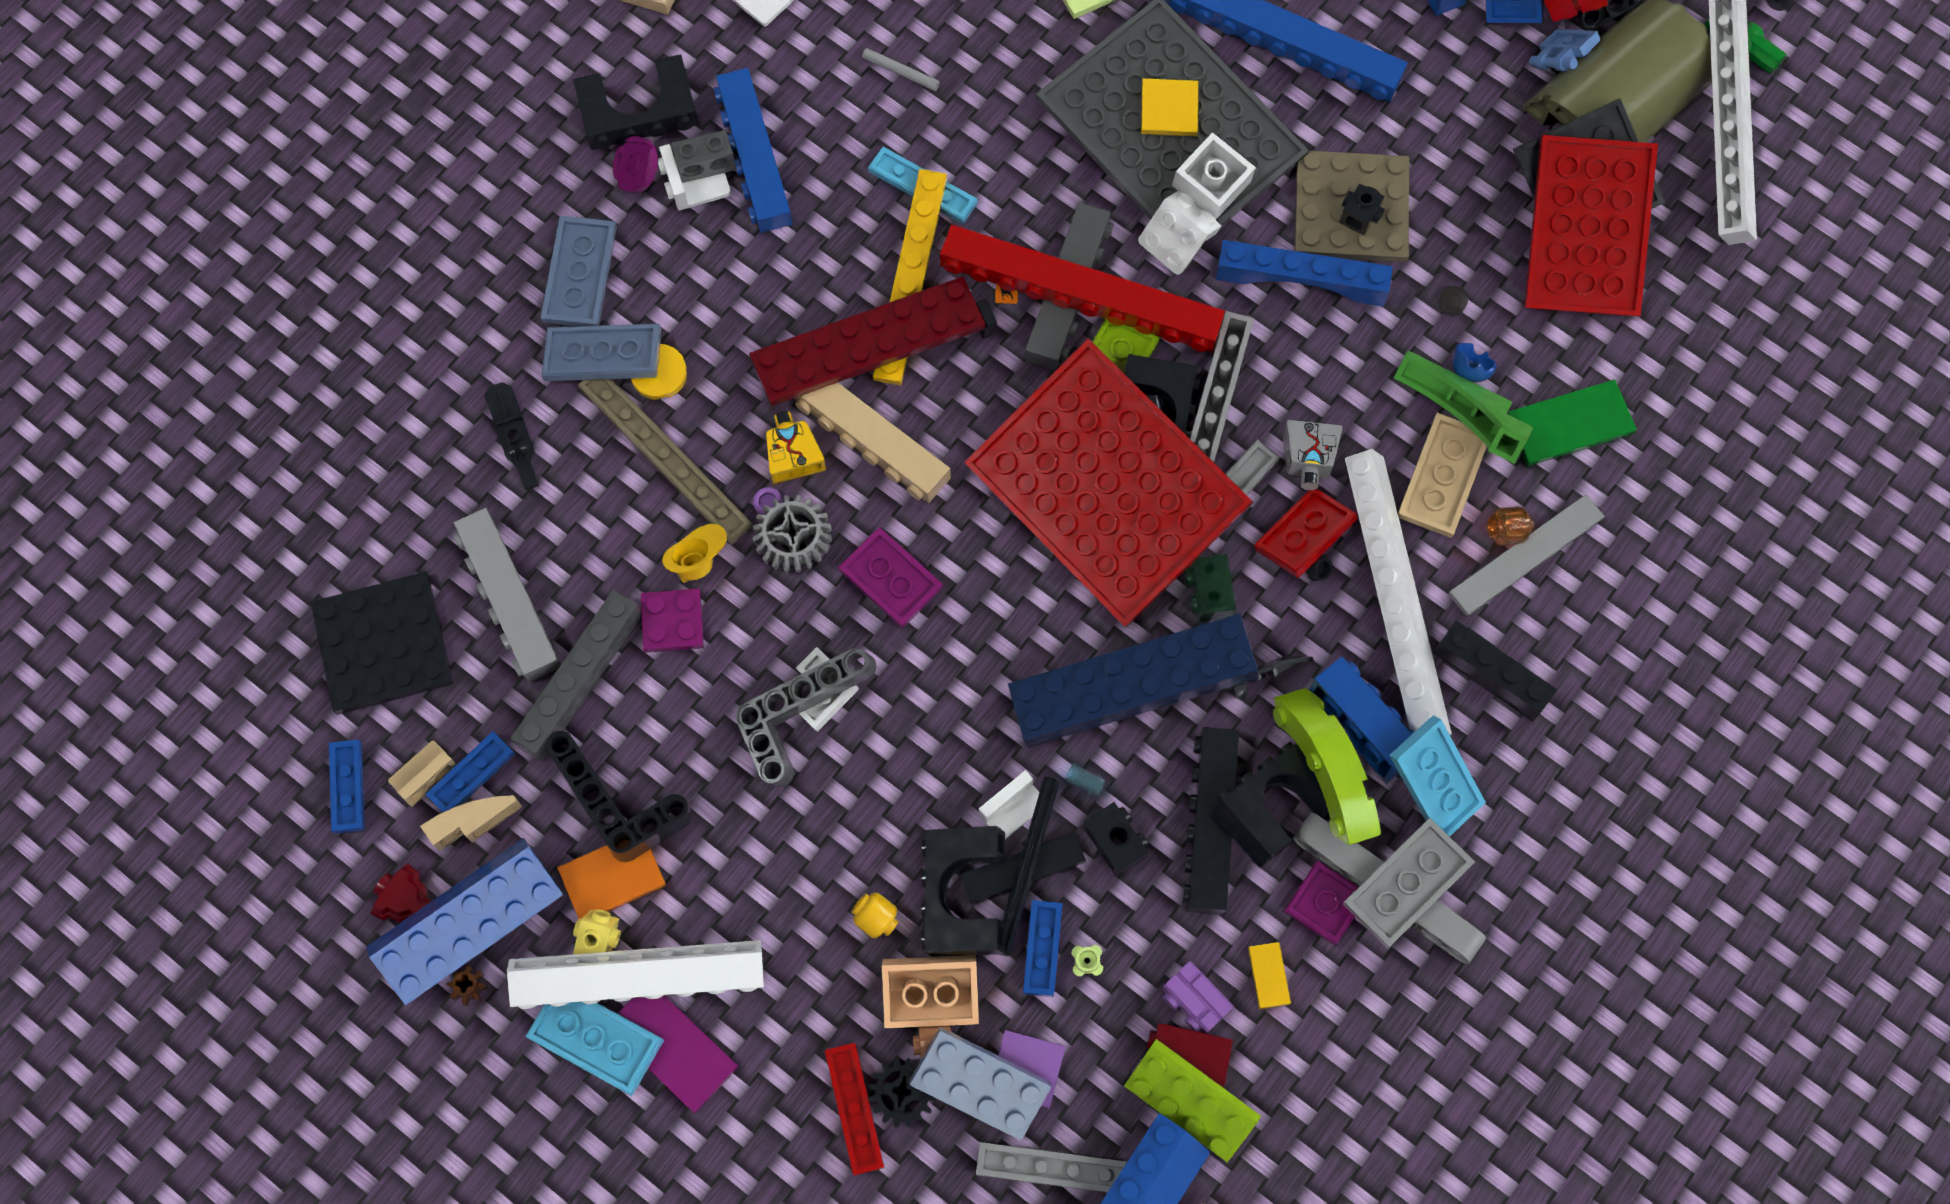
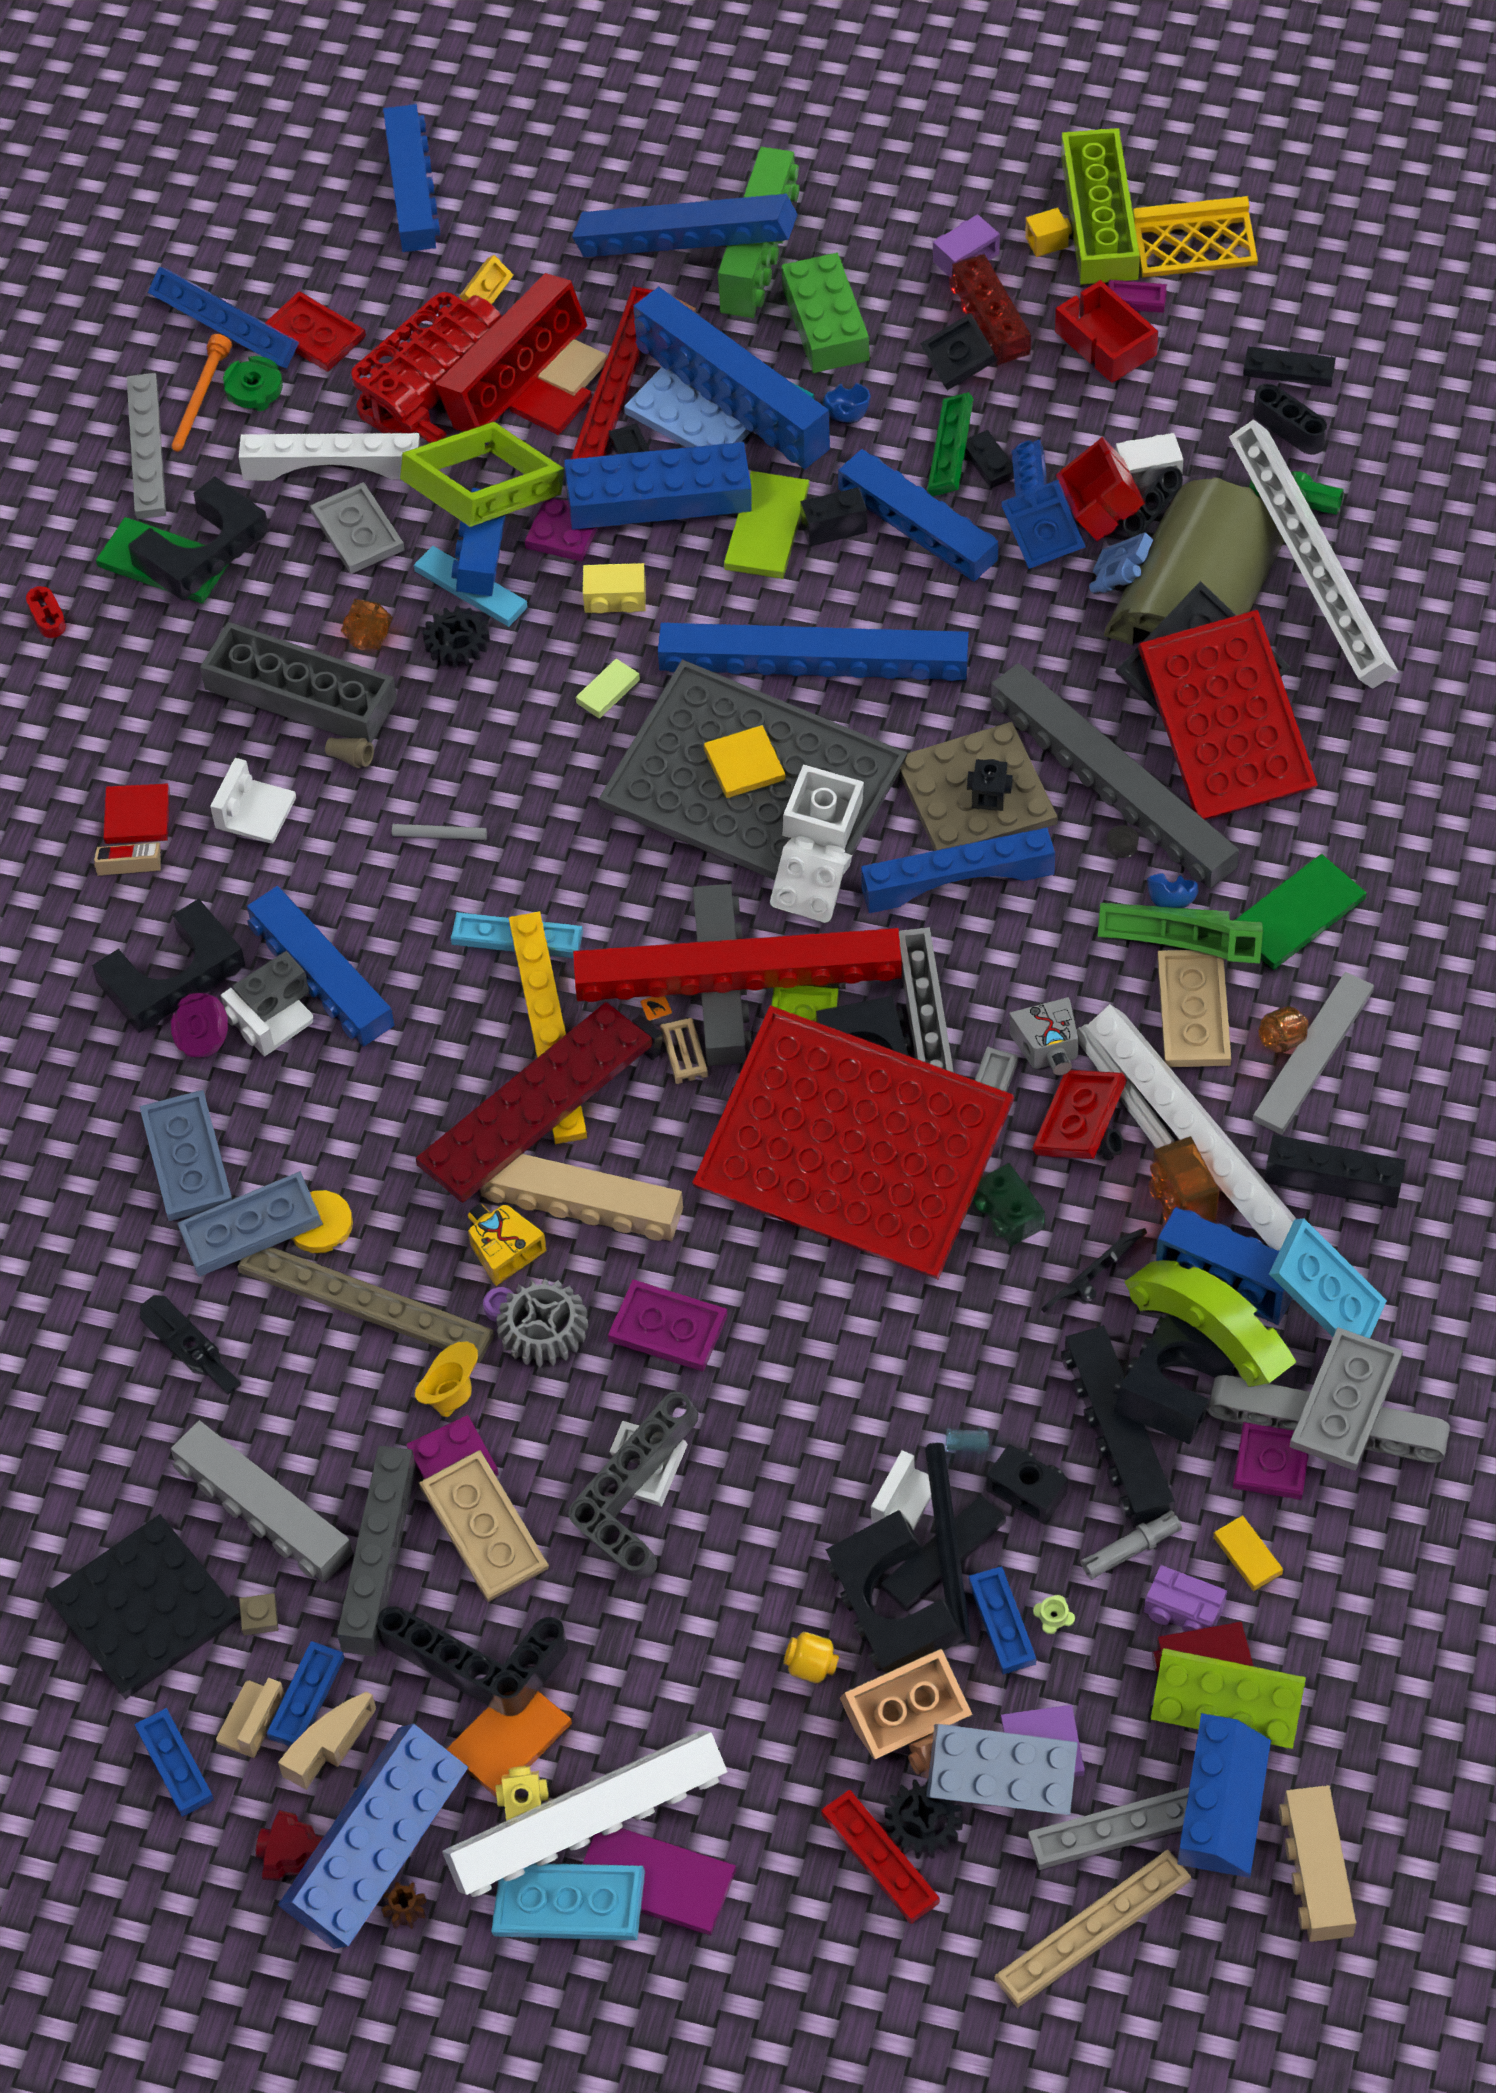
camera: 20 degrees left, 15 degrees down
(466, 688) = (259, 1614): none -> dark tan plate
(669, 689) = (483, 1526): none -> tan tile
(1008, 362) = (688, 1072): none -> tan tile
(1133, 680) = (972, 1320): dark blue brick -> none
(1177, 928) = (1139, 1540): none -> light grey pin
(1357, 545) = (1130, 1095): none -> white axle
(1361, 632) = (1183, 1180): none -> clear orange brick
(1472, 240) = (1114, 776): none -> dark grey brick

